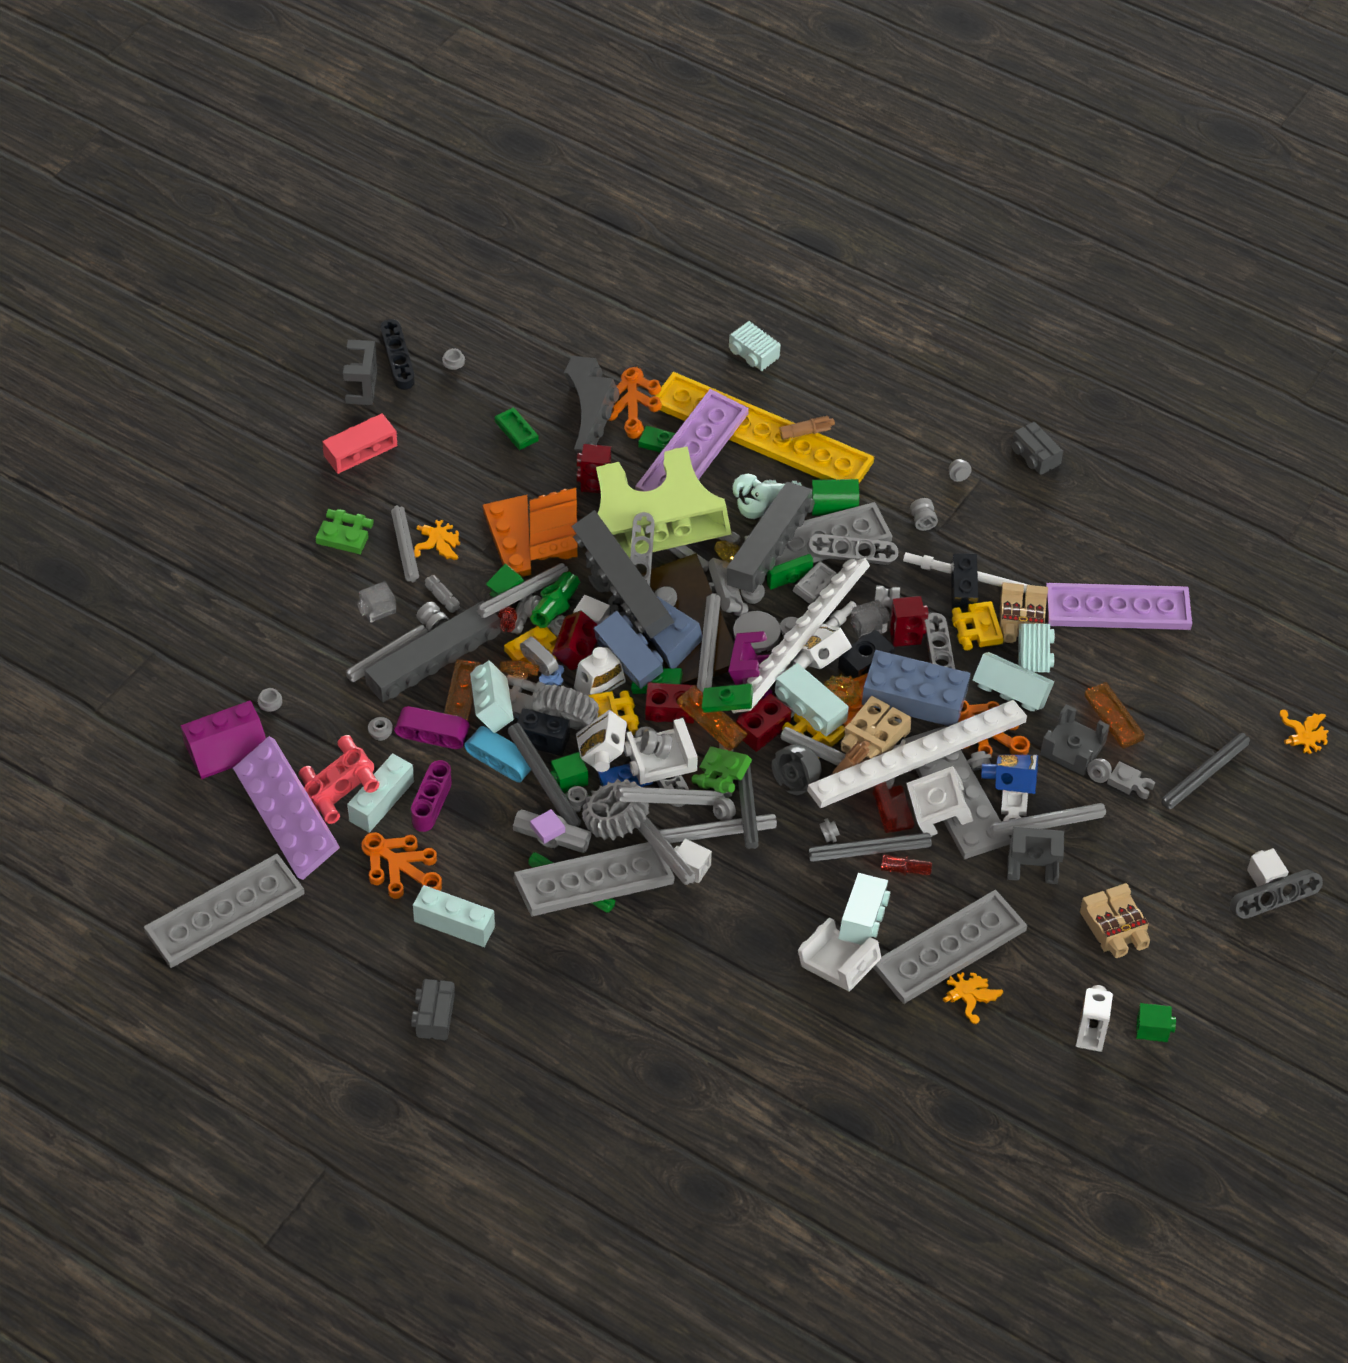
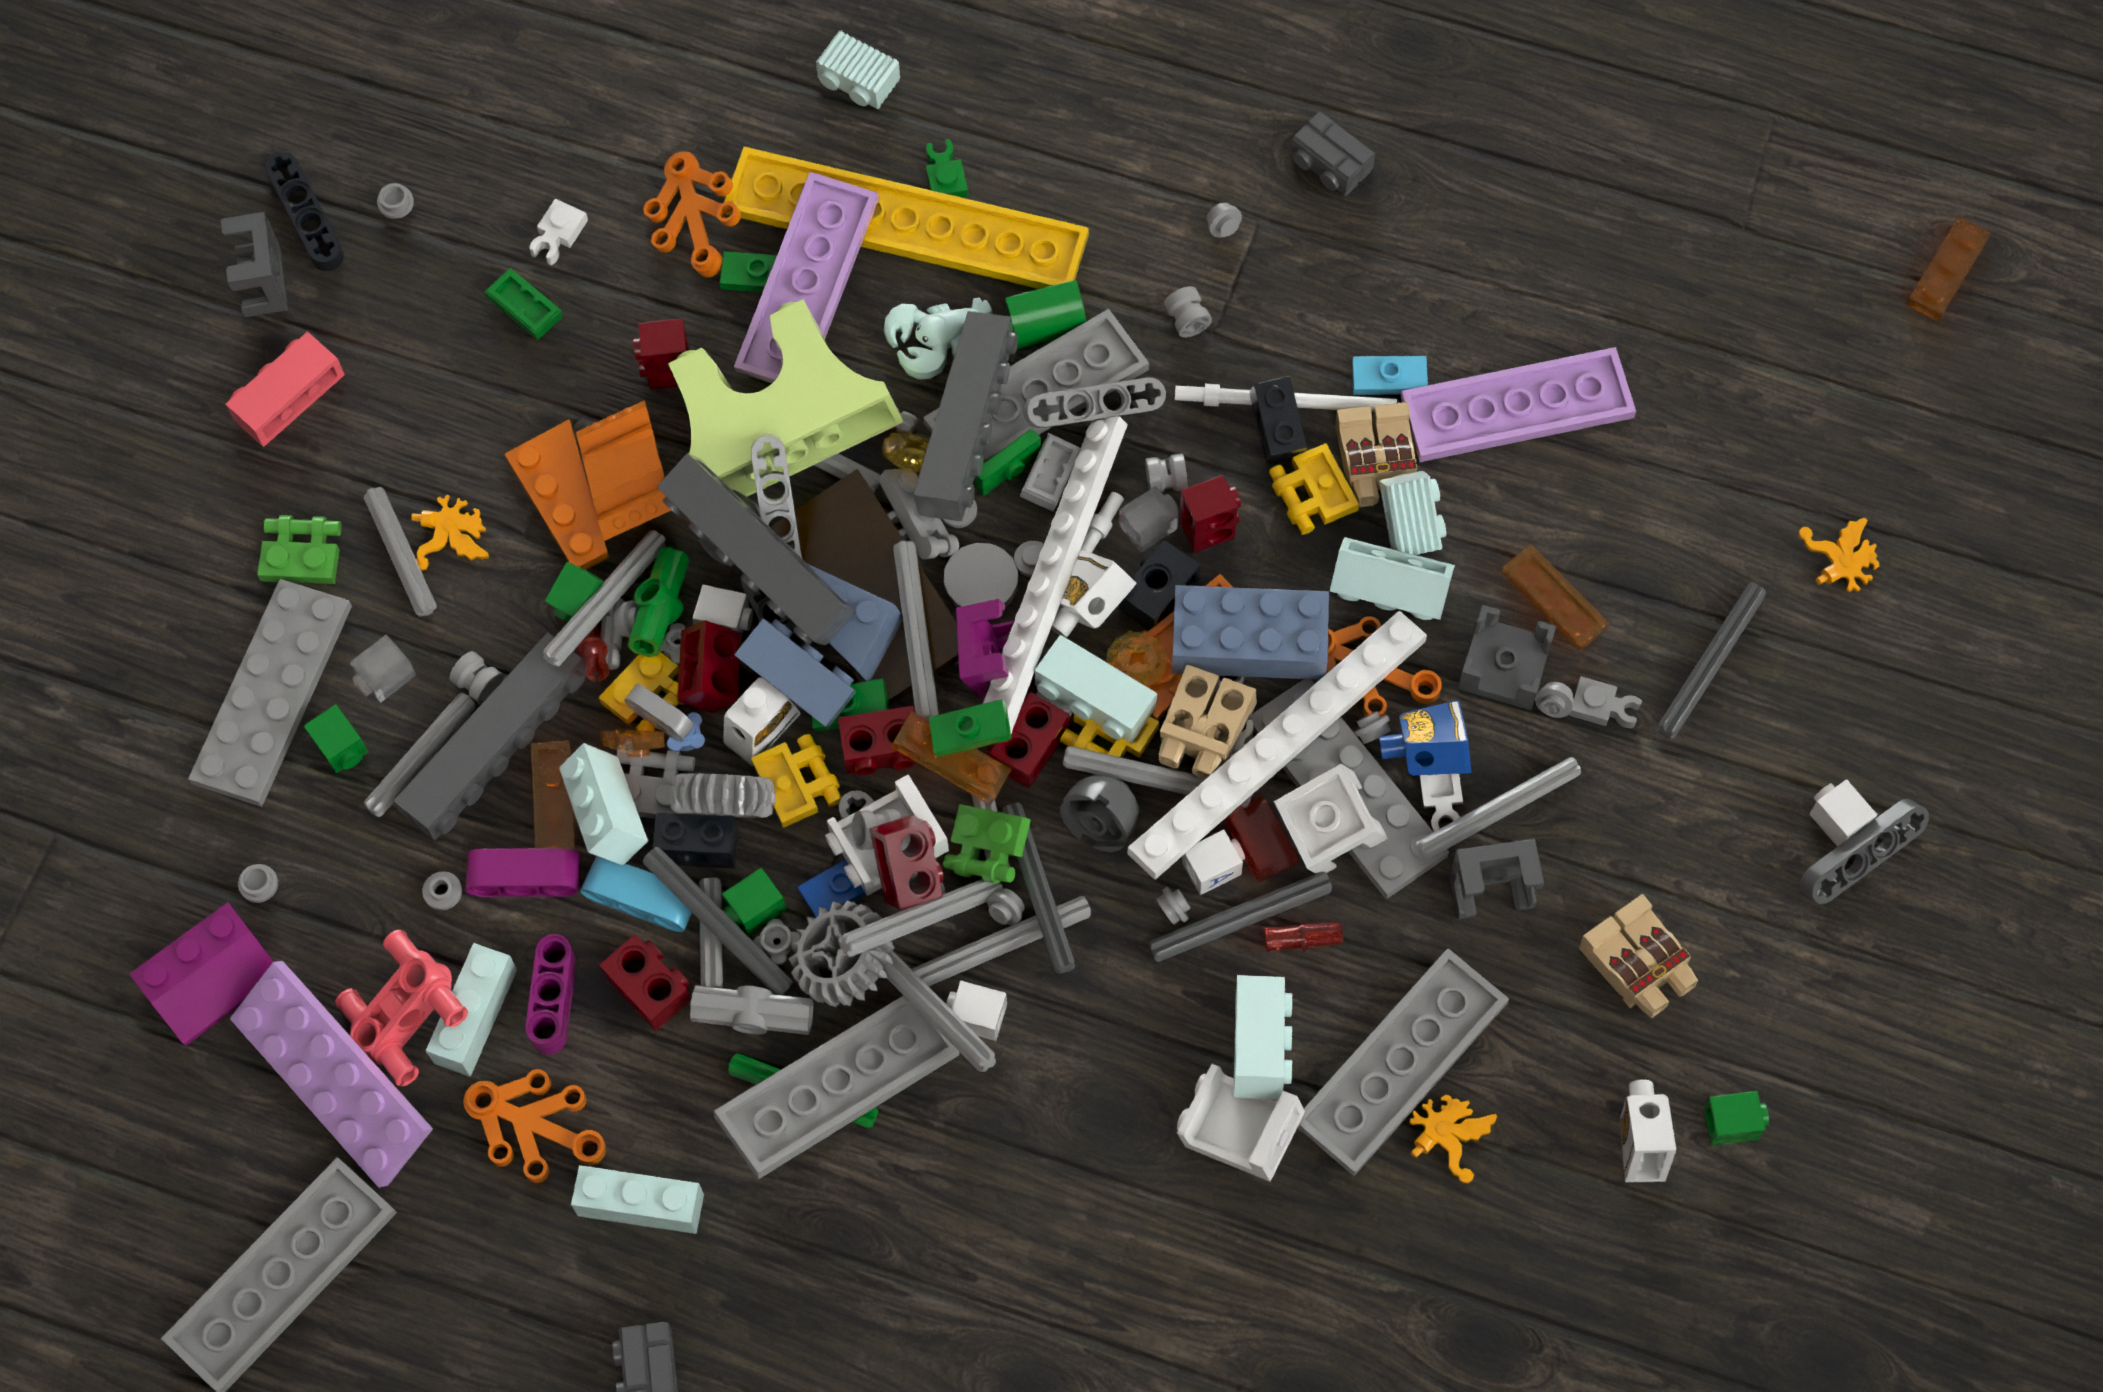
camera: 10 degrees left, 15 degrees up
(305, 602) = (270, 693): none -> light grey plate
(338, 633) = (336, 739): none -> green brick
(442, 593) = (480, 627): light grey axle -> none
(486, 797) = (639, 986): none -> dark red brick
(536, 791) = (710, 946): none -> light grey axle
(547, 826) = (745, 1012): lavender tile -> none
(548, 393) = (558, 226): none -> white plate
(596, 398) = (637, 228): dark grey arch -> none
(602, 740) = (793, 842): white torso -> none
(662, 763) = (898, 865): none -> dark red brick
(667, 594) = (828, 557): light grey plate -> none
(793, 410) = (944, 174): none -> green plate
(806, 427) = (975, 202): medium nougat piece -> none
(854, 756) = (1181, 784): medium nougat piece -> none
(860, 812) = (1213, 861): none -> white brick
(942, 634) = (1273, 547): light grey beam -> none
(1040, 574) = (1388, 374): none -> medium azure plate

